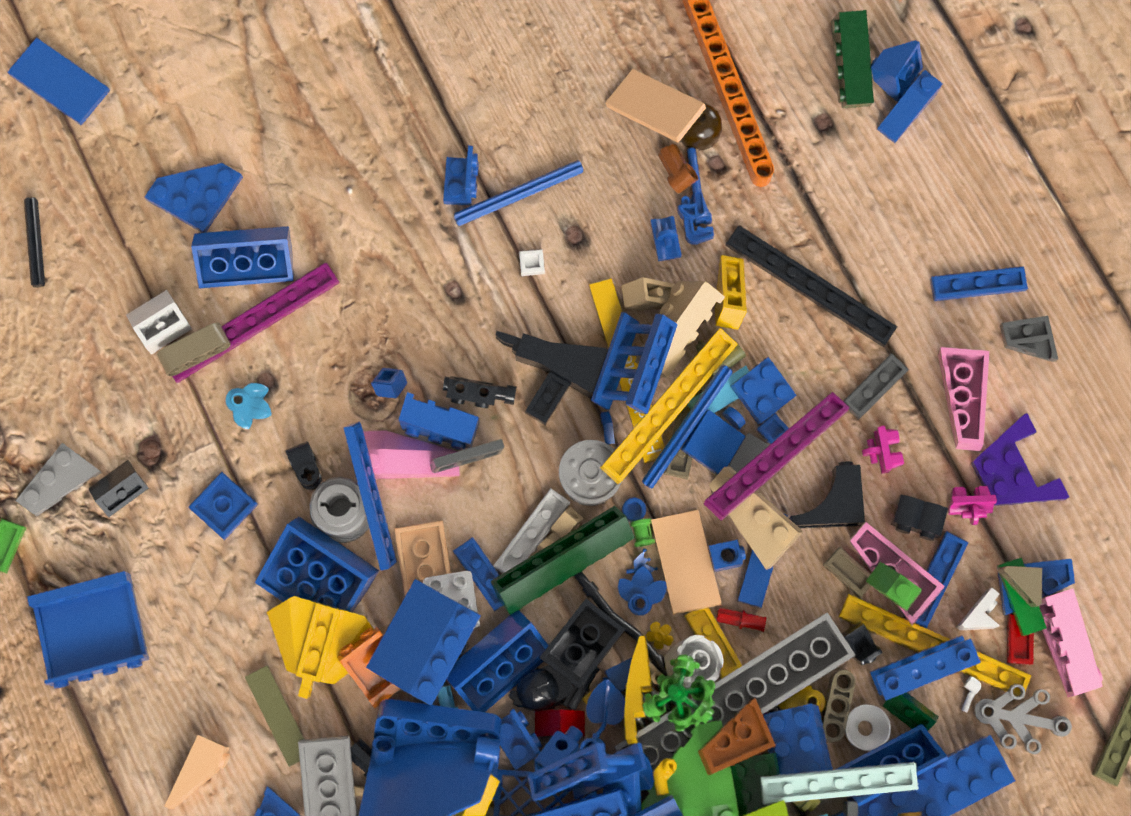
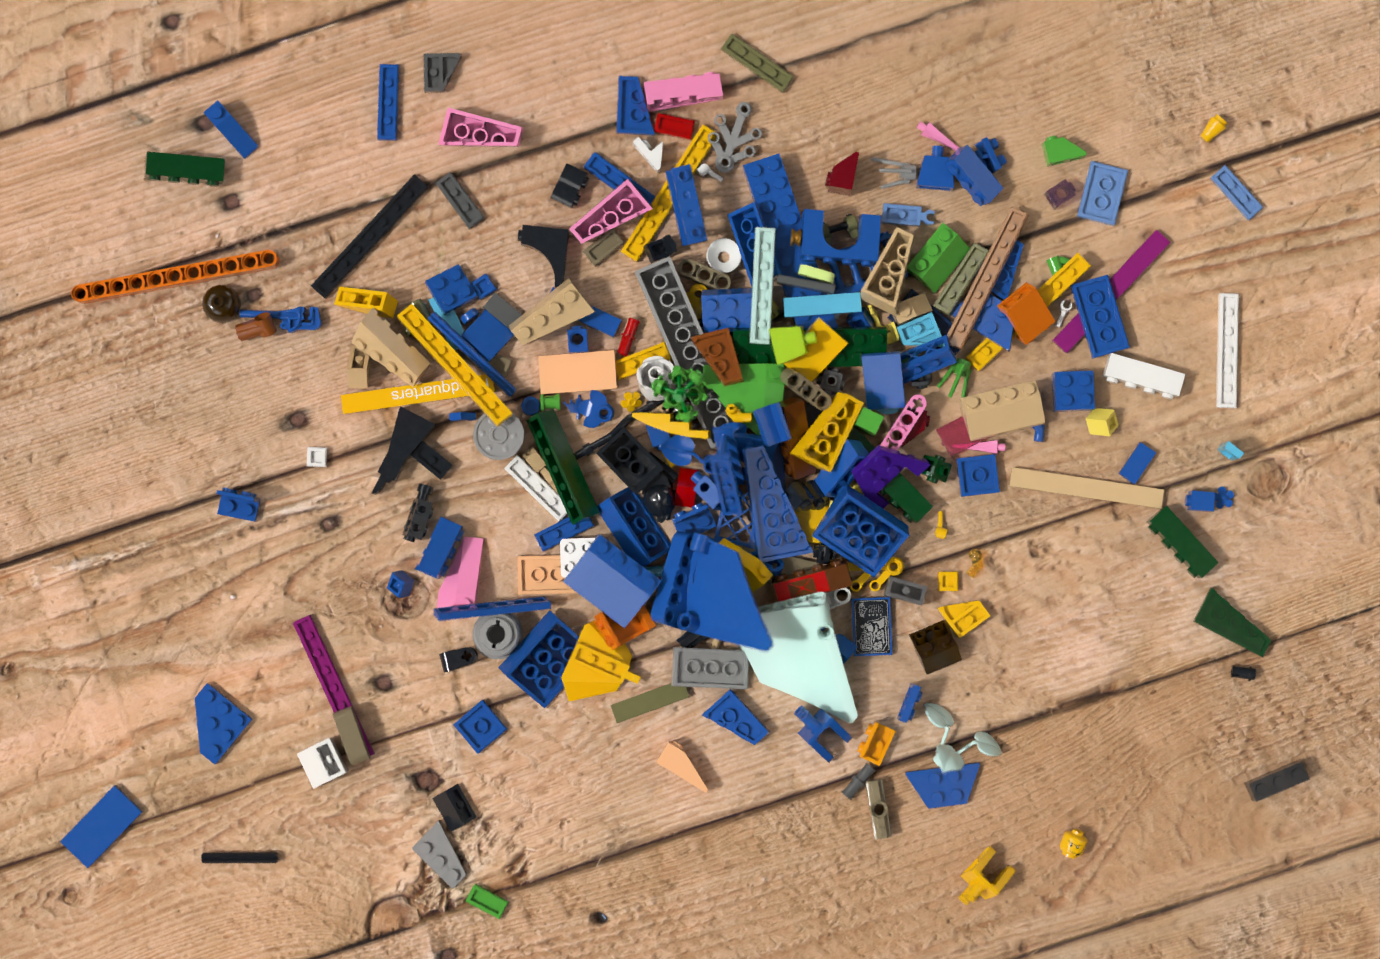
camera: 80 degrees left, 10 degrees up
(89, 629) = (562, 839): blue panel -> none
(243, 257) = (278, 688): blue slope -> none
(252, 405) = (404, 695): dark azure plate -> none
(467, 456) = (470, 529): dark grey tile -> none
(518, 193) = (256, 459): axle -> none
(650, 366) = (421, 374): blue fence -> none
(655, 105) = (200, 337): light nougat tile -> none
(665, 238) = (314, 346): blue hips -> none
(776, 456) = (506, 288): magenta tile -> none
(883, 439) = (520, 203): dark pink hips -> none
(894, 586) = (622, 217): bright green slope -> none
(897, 68) = (198, 134): blue slope -> none
(910, 711) = (717, 220): dark green plate -> none
(971, 506) = (567, 144): dark pink hips -> none
(1006, 473) = (543, 112): dark purple wing -> none
(1025, 581) = (632, 116): dark tan slope -> none
(1028, 618) = (642, 120): green tile -> none

